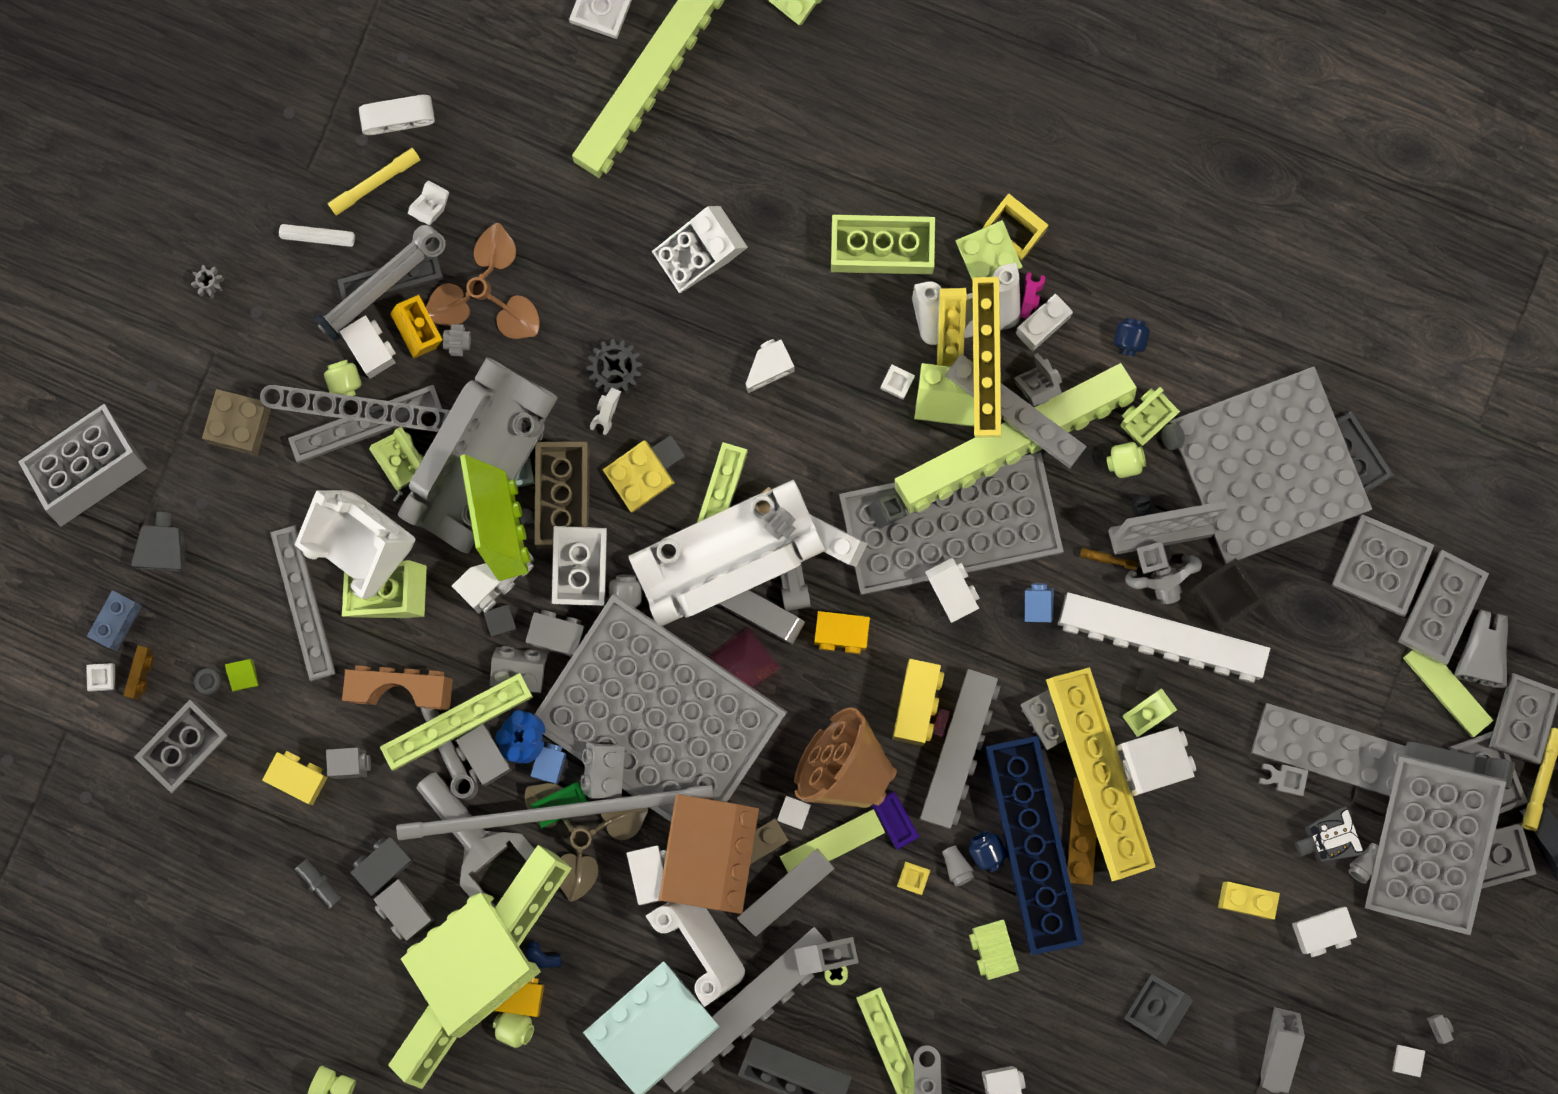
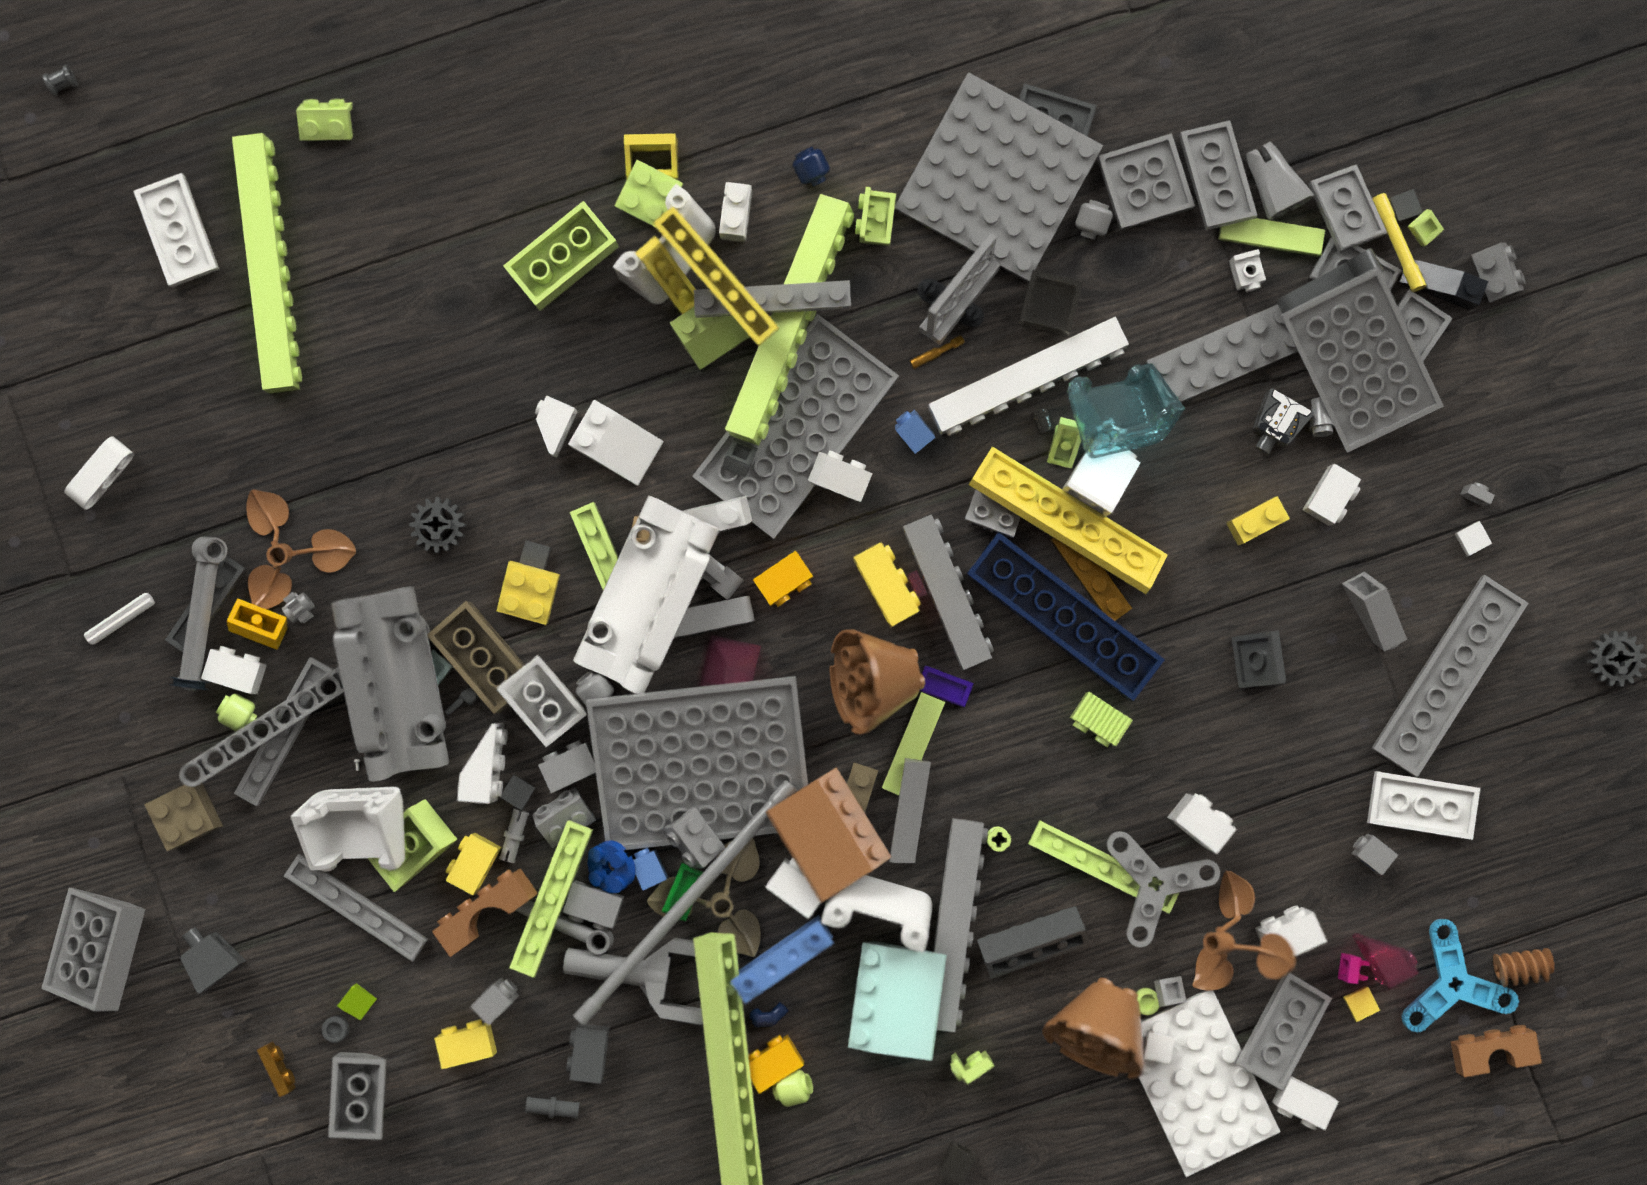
camera: 35 degrees left, 5 degrees up
(101, 677) = (250, 1096): white tile -> none
(114, 621) = (223, 1046): sand blue brick -> none
(214, 284) = (59, 729): light grey gear -> none
(397, 166) = (119, 567): light yellow piece -> none
(397, 457) = (331, 736): yellowish green bracket -> none
(402, 910) = (634, 1072): light grey brick -> none
(420, 644) = (473, 863): none -> light yellow brick
(429, 203) = (185, 520): white bracket -> none
(468, 651) = (514, 835): none -> light grey pin
(468, 966) = (719, 1074): yellowish green panel -> none
(495, 518) = (445, 721): lime slope -> none
(591, 920) = (782, 958): none -> medium blue fence
(607, 407) = (459, 561): white plate -> none
(699, 248) = (423, 377): white slope -> none
(779, 523) = (667, 538): light grey gear -> none
(793, 812) = (864, 746): white tile -> none
(802, 419) = (615, 442): none -> white slope
(826, 956) = (981, 834): light grey slope -> none
(897, 382) = (663, 352): white plate -> none
(913, 878) = (995, 718): light yellow tile -> none
(957, 866) = (1020, 681): light grey cone -> none
(987, 851) = (1033, 650): dark blue head -> none
(1030, 299) = (710, 203): dark pink plate -> none
(1039, 383) = (772, 261): light grey bracket -> none
(1126, 460) = (887, 264): yellowish green head -> none
(1153, 557) = (970, 322): light grey plate -> none
(1167, 580) = (994, 331): light grey piece -> none
(1172, 436) = (907, 217): dark grey tile -> none
(1212, 728) = (1124, 412): none -> clear light blue windscreen
(1288, 779) = (1210, 404): light grey plate -> none
(1317, 560) = (1093, 219): none -> light grey head
(1395, 706) = (1242, 279): none -> white brick

